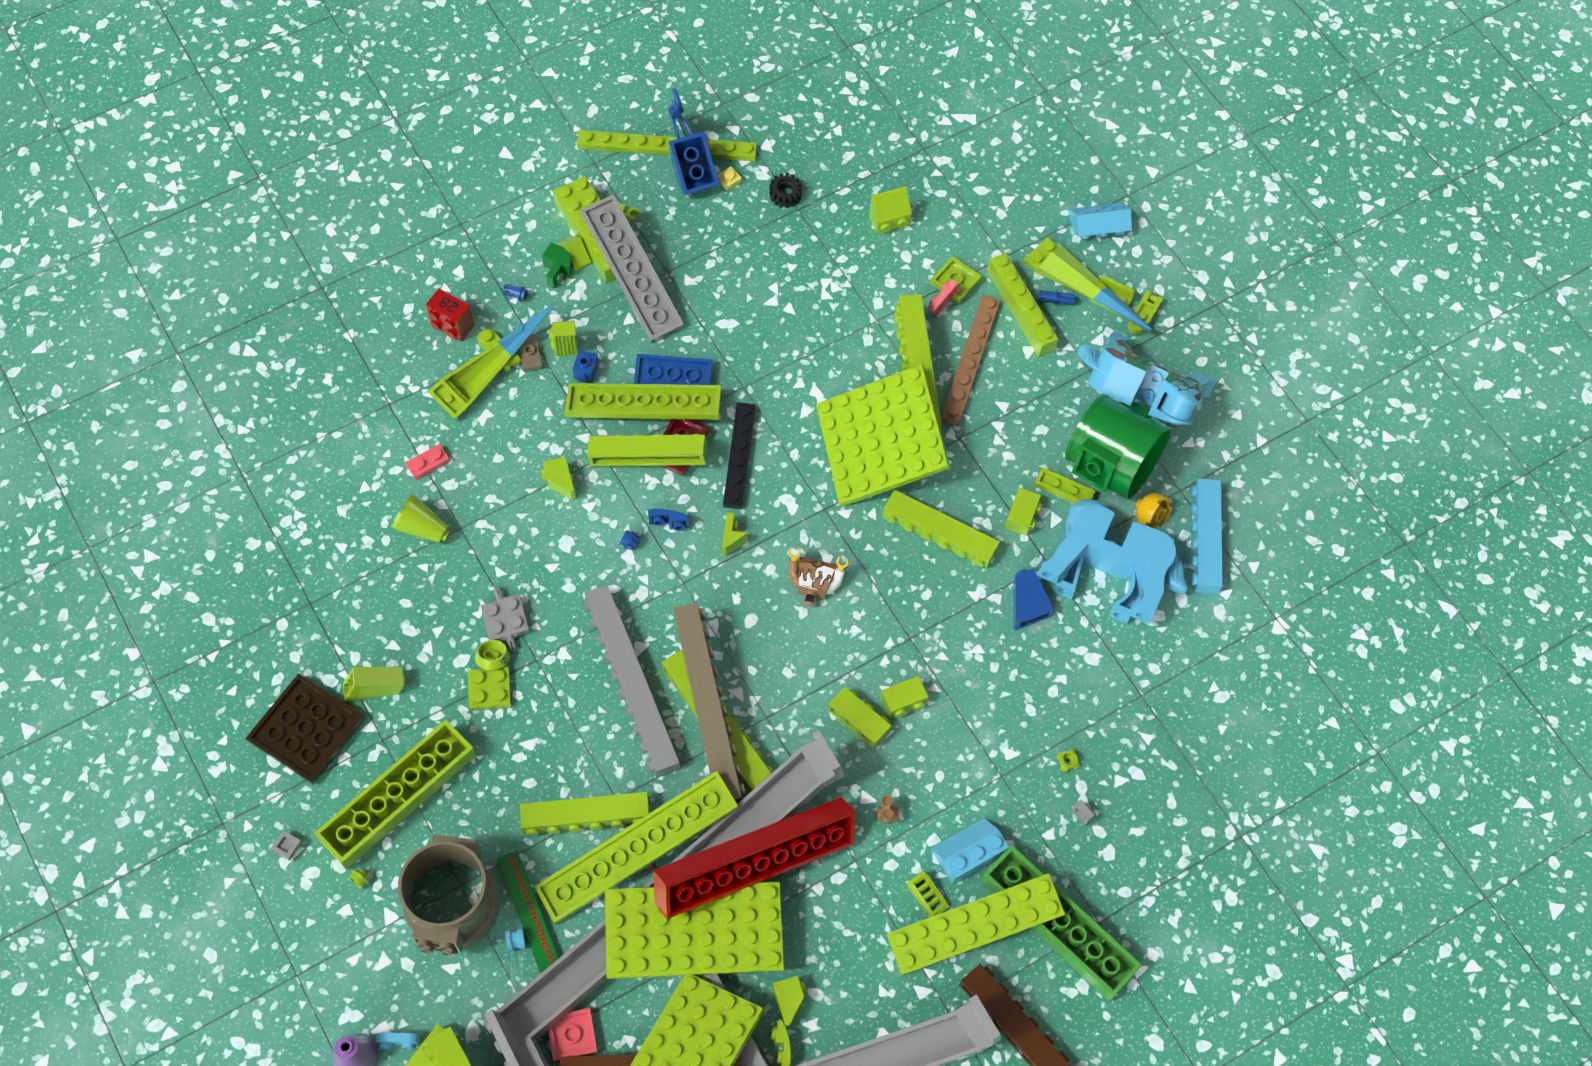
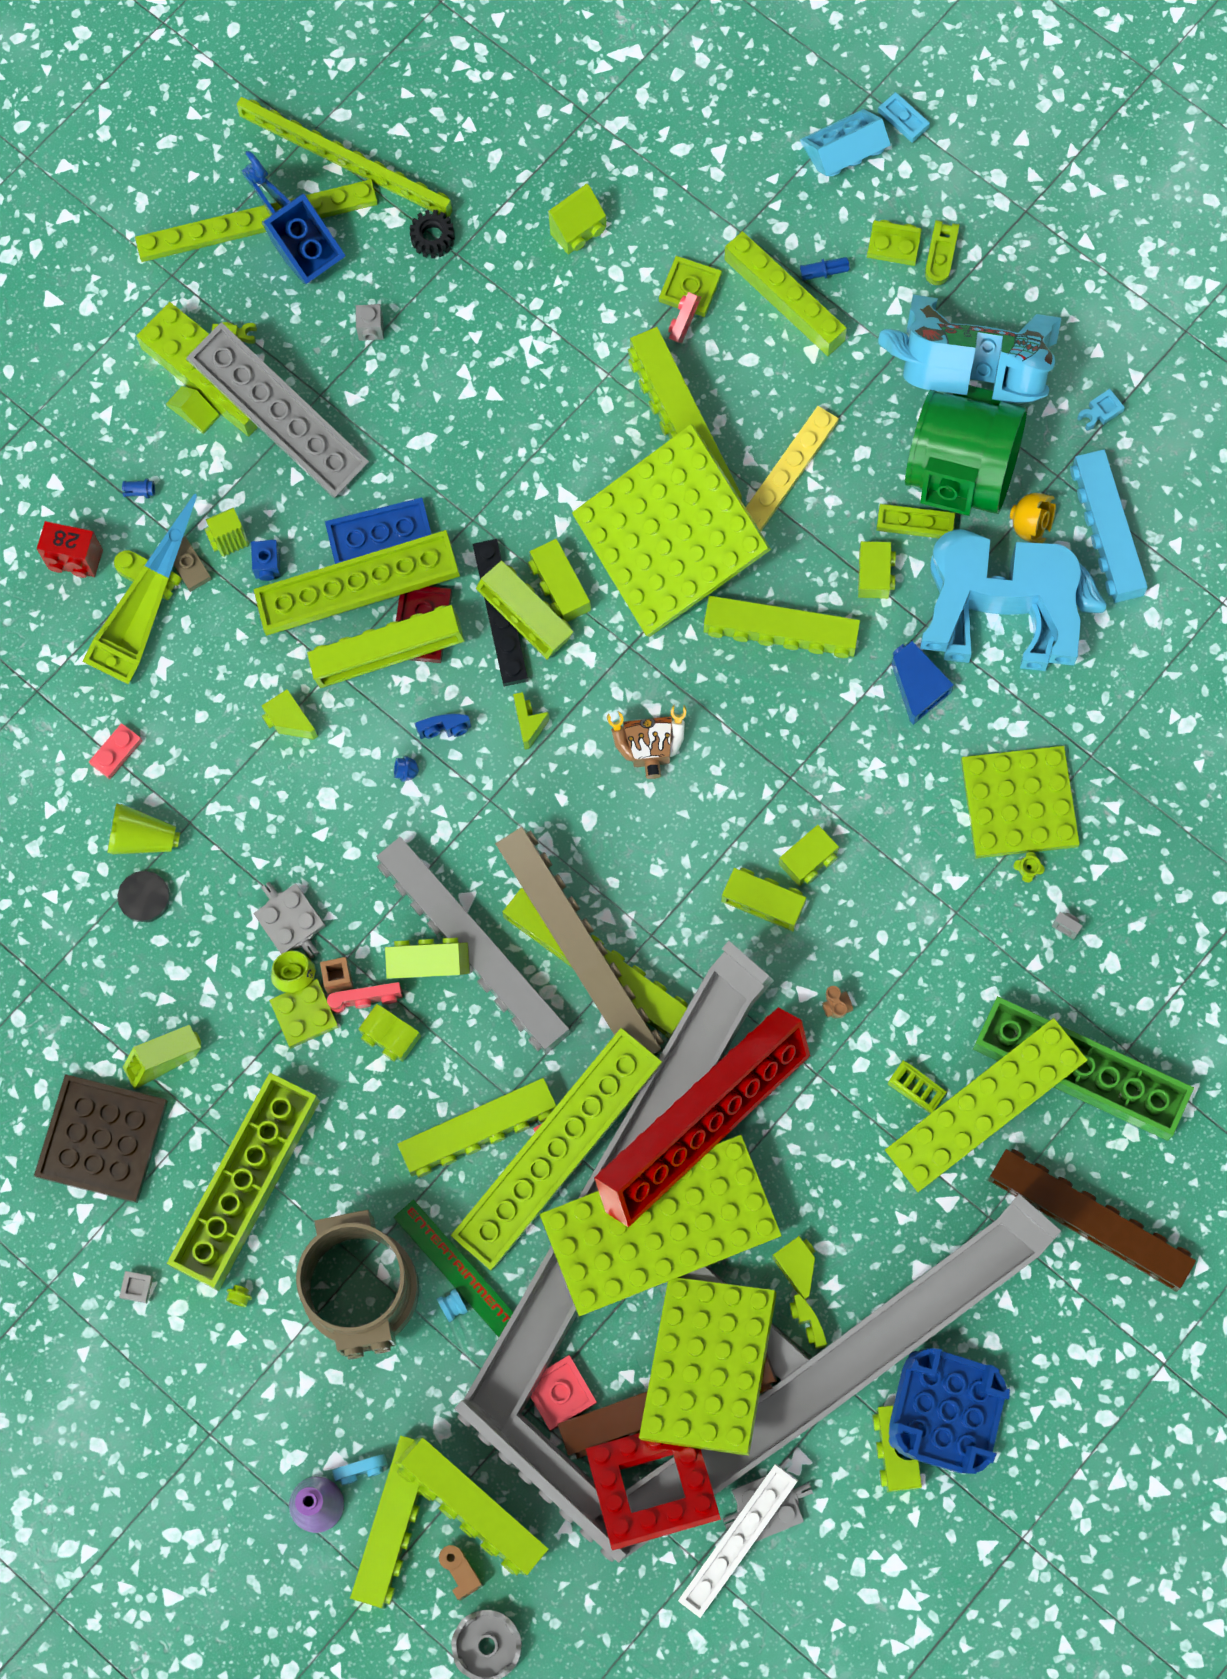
camera: 10 degrees left, 10 degrees up
(406, 568) = (143, 896): none -> black tile
(523, 667) = (336, 975): none -> medium nougat brick
(538, 690) = (364, 997): none -> coral plate
(545, 722) = (389, 1033): none -> lime brick
(559, 263) = (179, 428): green brick -> none
(593, 677) = (427, 958): none -> brick
(719, 233) = (369, 322): none -> light grey brick
(729, 178) = (353, 240): light yellow plate -> none
(740, 121) = (338, 154): none -> lime plate
(757, 457) = (524, 609): none -> lime brick
(789, 447) = (559, 581): none -> lime brick
(970, 360) = (744, 388): medium nougat plate -> none
(970, 850) = (948, 1016): medium azure slope -> none
(985, 423) = (791, 466): none -> light yellow plate
(1062, 267) = (818, 225): lime plate -> none
(1076, 711) = (1019, 802): none -> lime plate
(1147, 216) = (903, 117): none -> medium azure plate
(1229, 453) = (1103, 408): none -> medium azure plate

